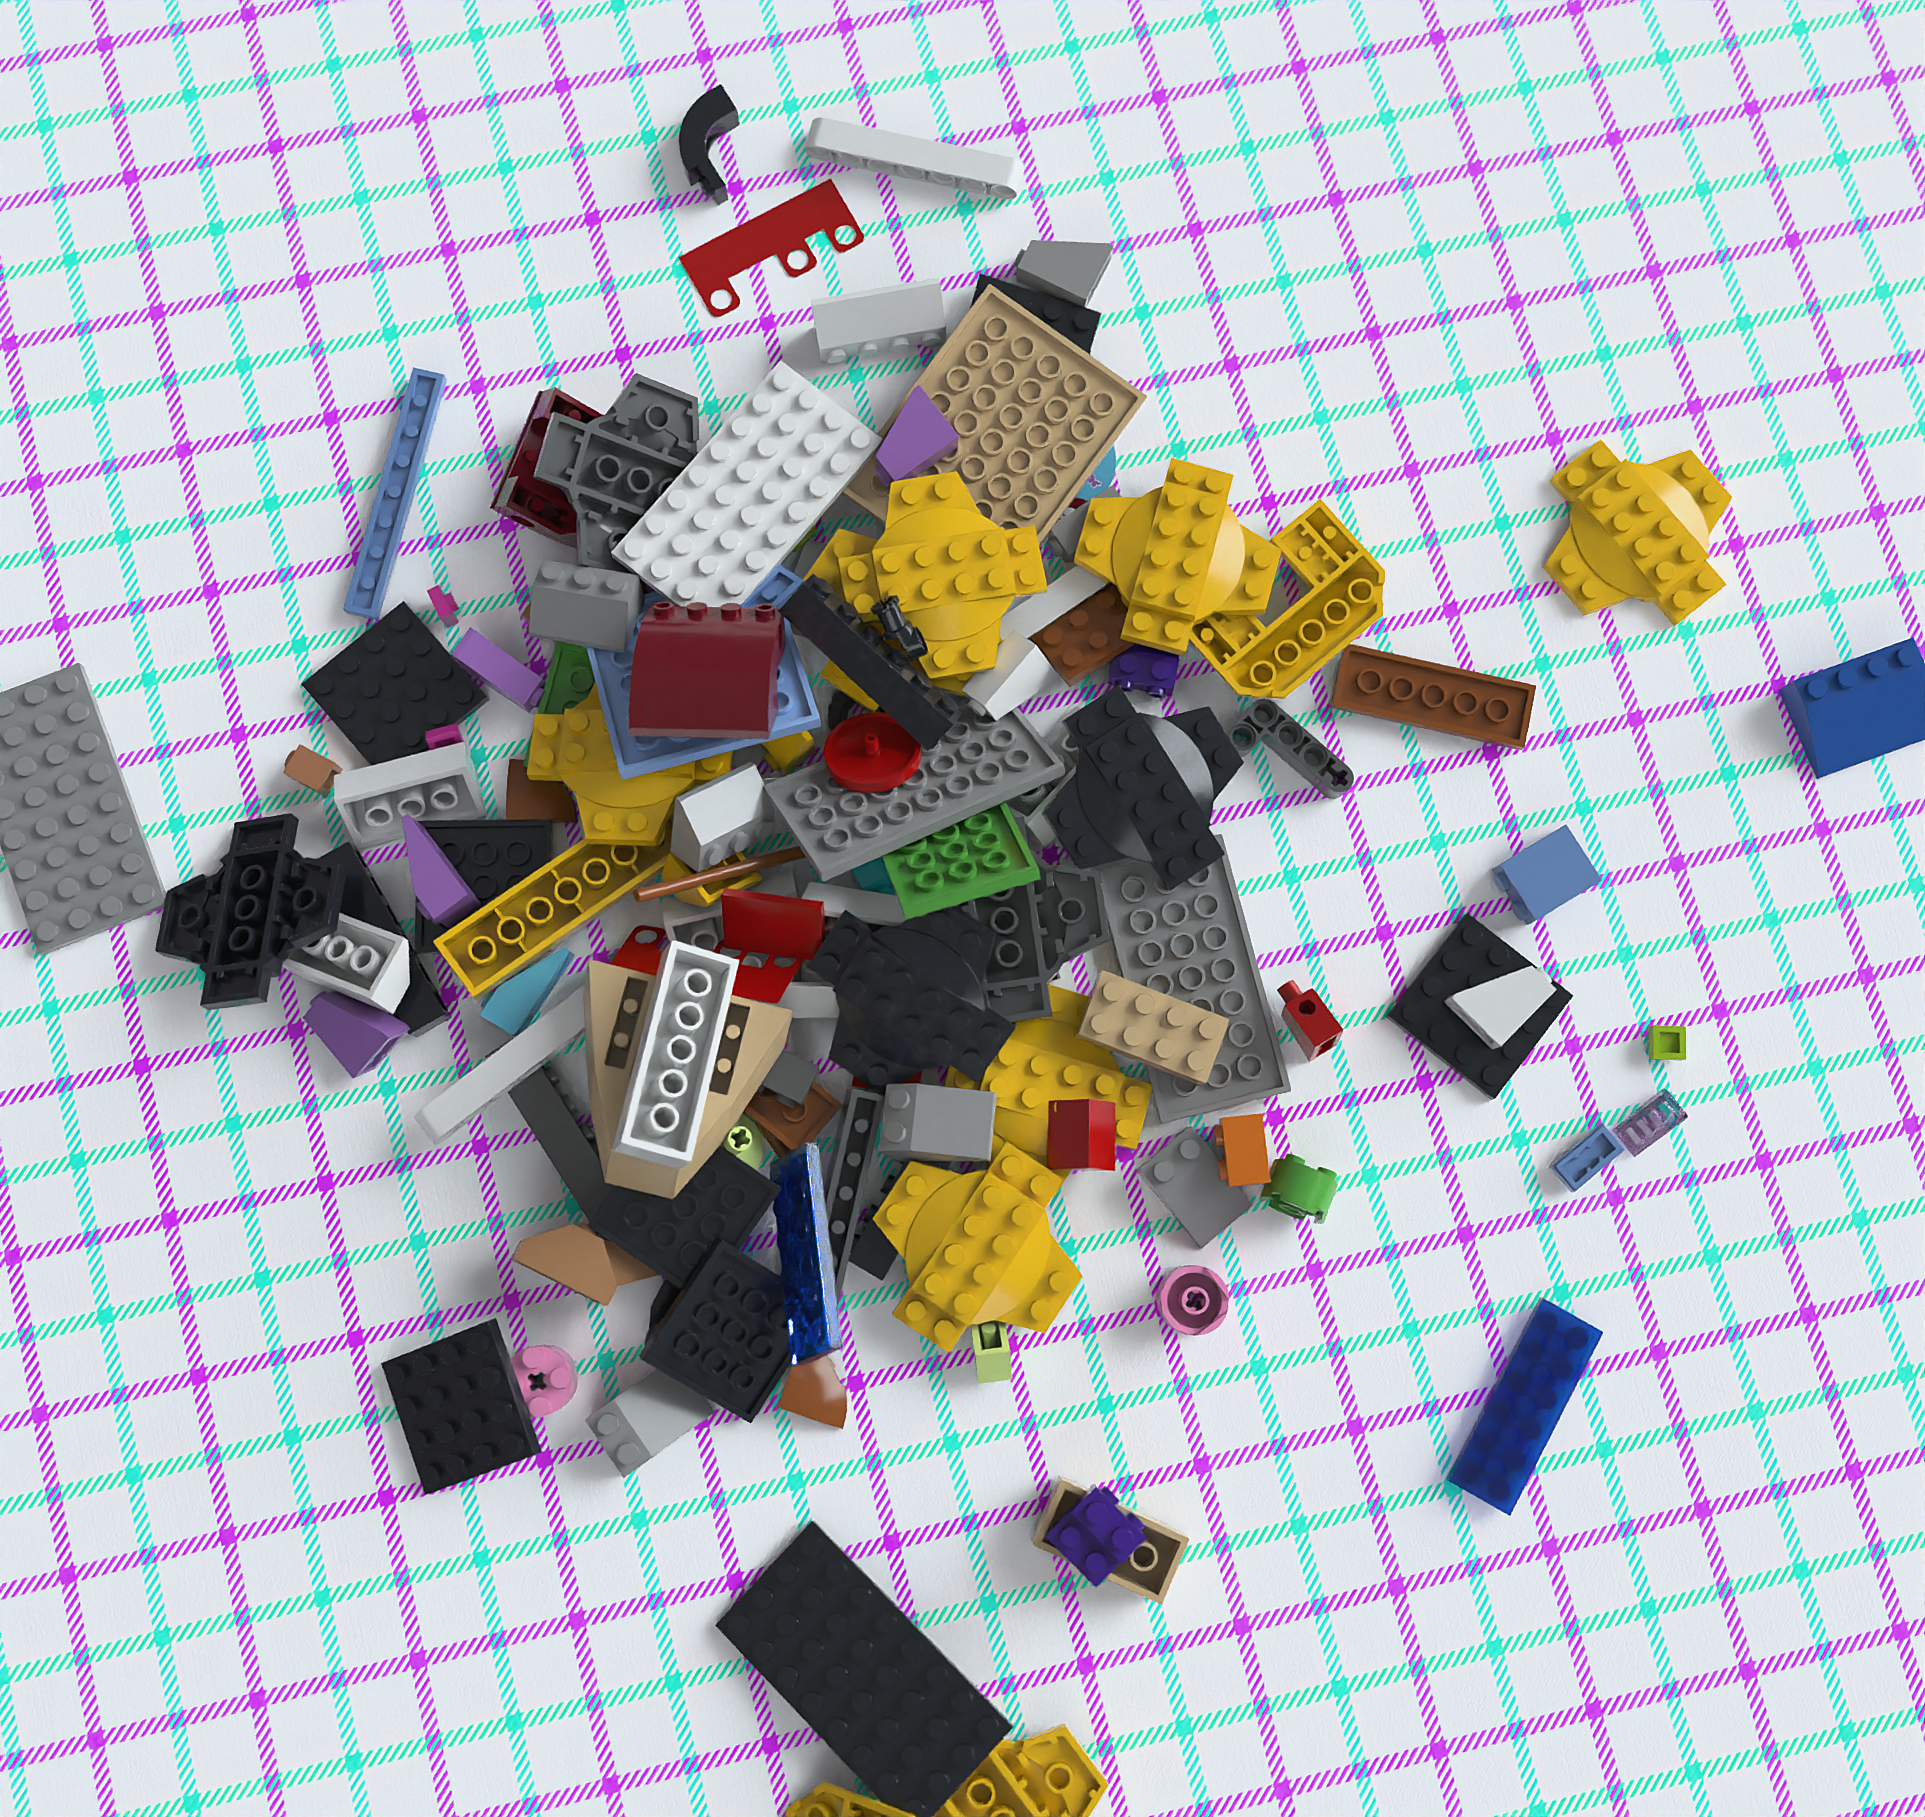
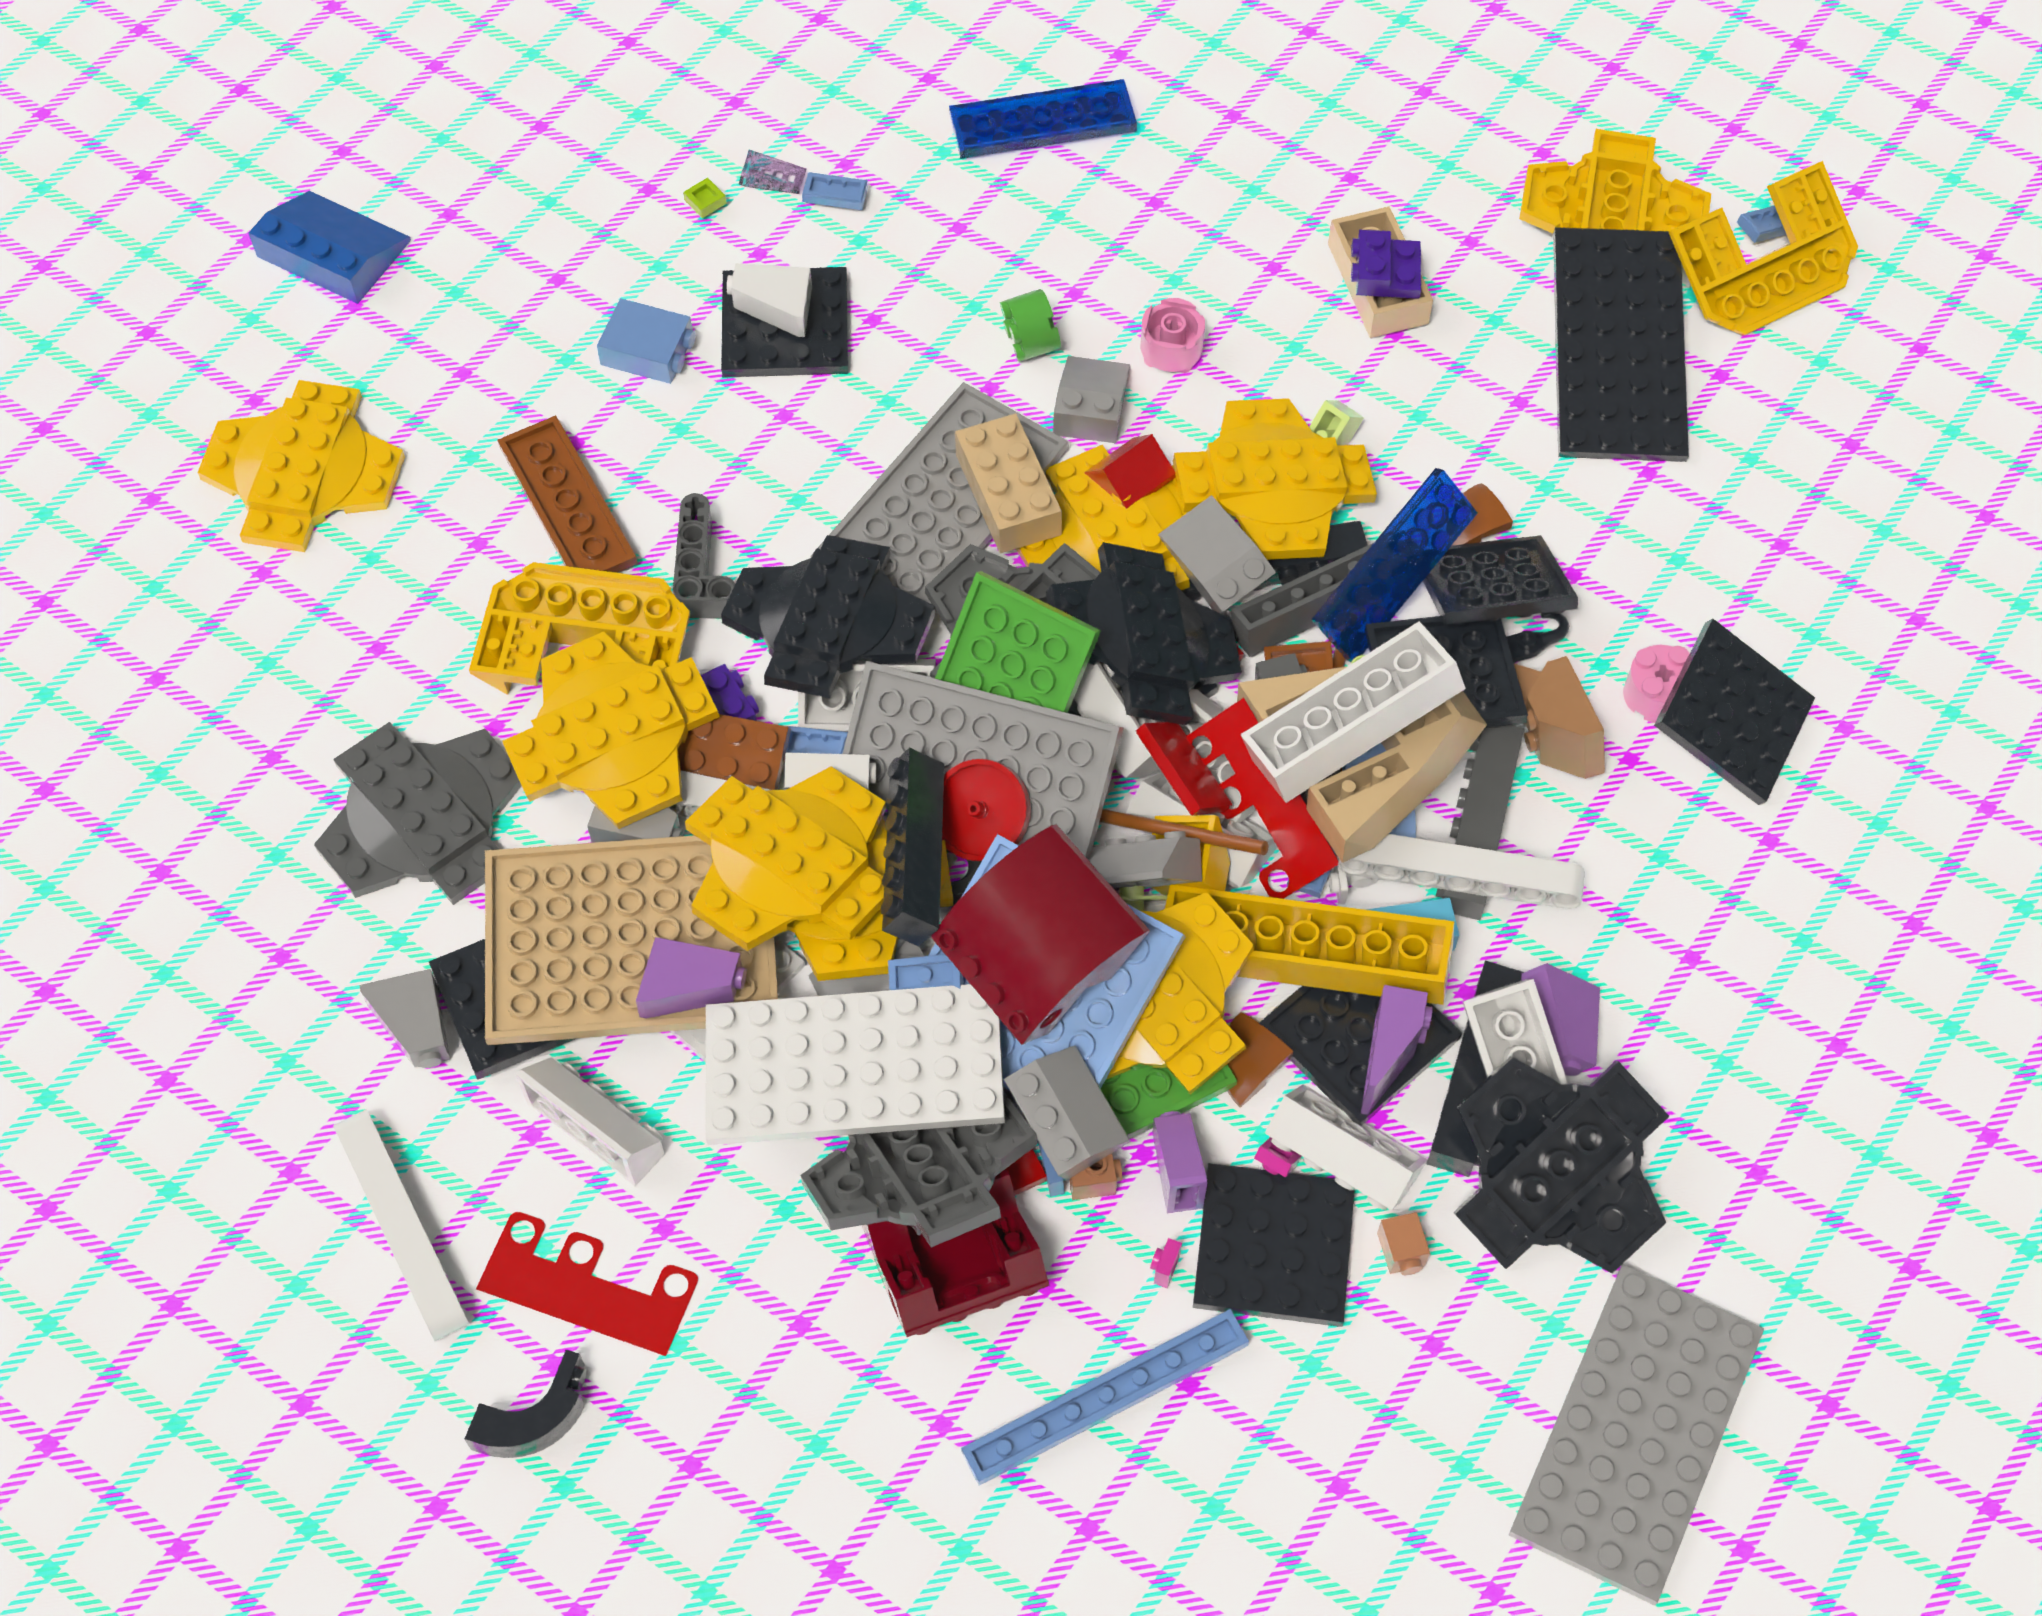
camera: 125 degrees left, 20 degrees down
(647, 1420) = (1614, 600): light grey slope -> none
(897, 626) = (868, 836): black connector -> none
(1050, 703) = (816, 741): none -> medium blue plate
(1236, 394) = (418, 812): none -> dark grey plate
(1243, 1150) = (1037, 367): orange slope -> none
(1313, 1032) = (902, 399): red torso -> none

